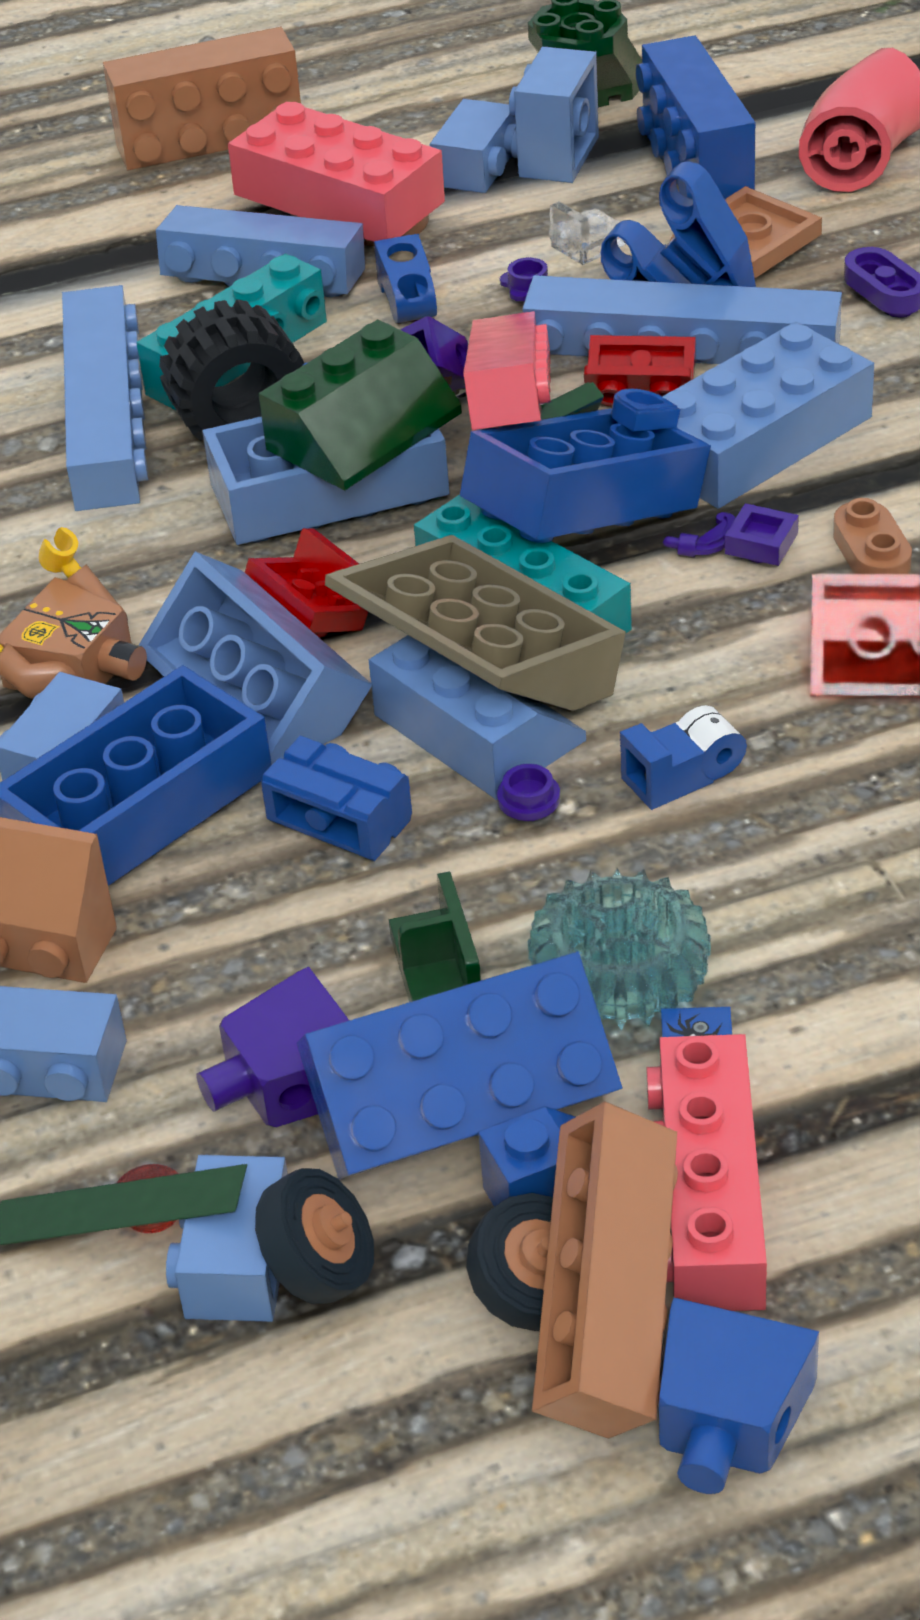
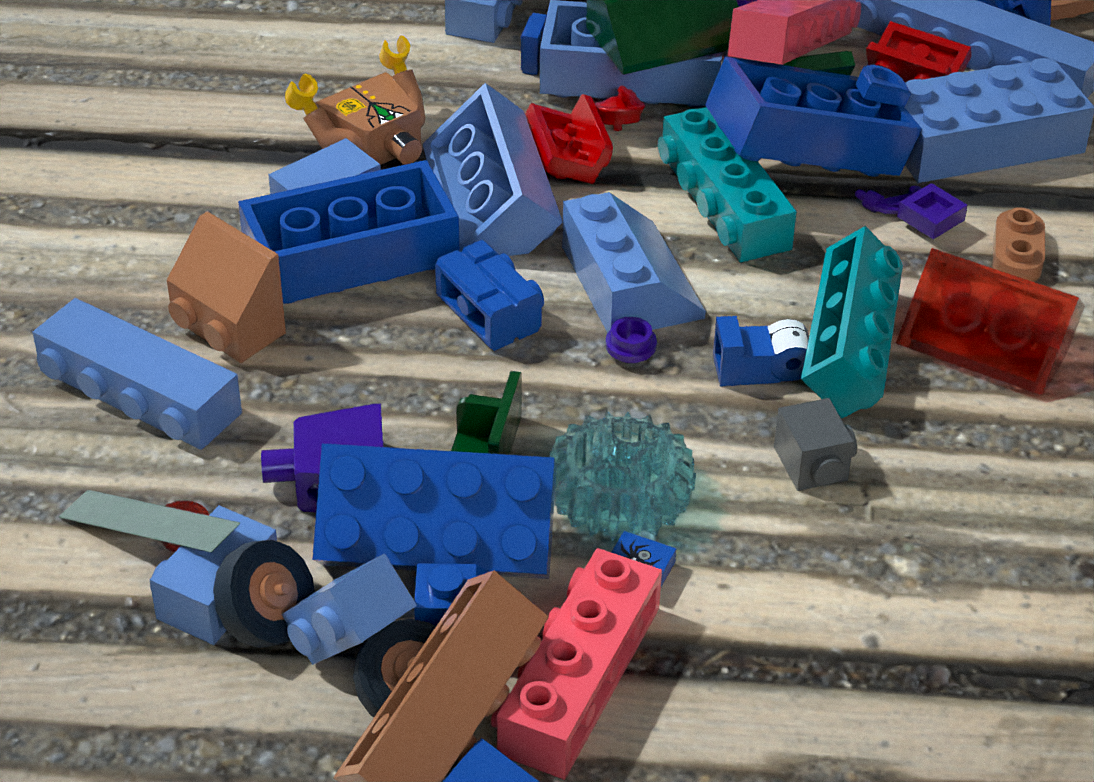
camera: 20 degrees right, 0 degrees up
(198, 488) = (531, 43): none -> blue tile
(351, 531) = (621, 109): none -> red hat
(434, 1215) = (348, 610): none -> medium blue brick
(490, 621) = (666, 204): dark tan slope -> none
(766, 685) = (853, 322): none -> teal brick
(803, 836) = (814, 444): none -> dark grey brick

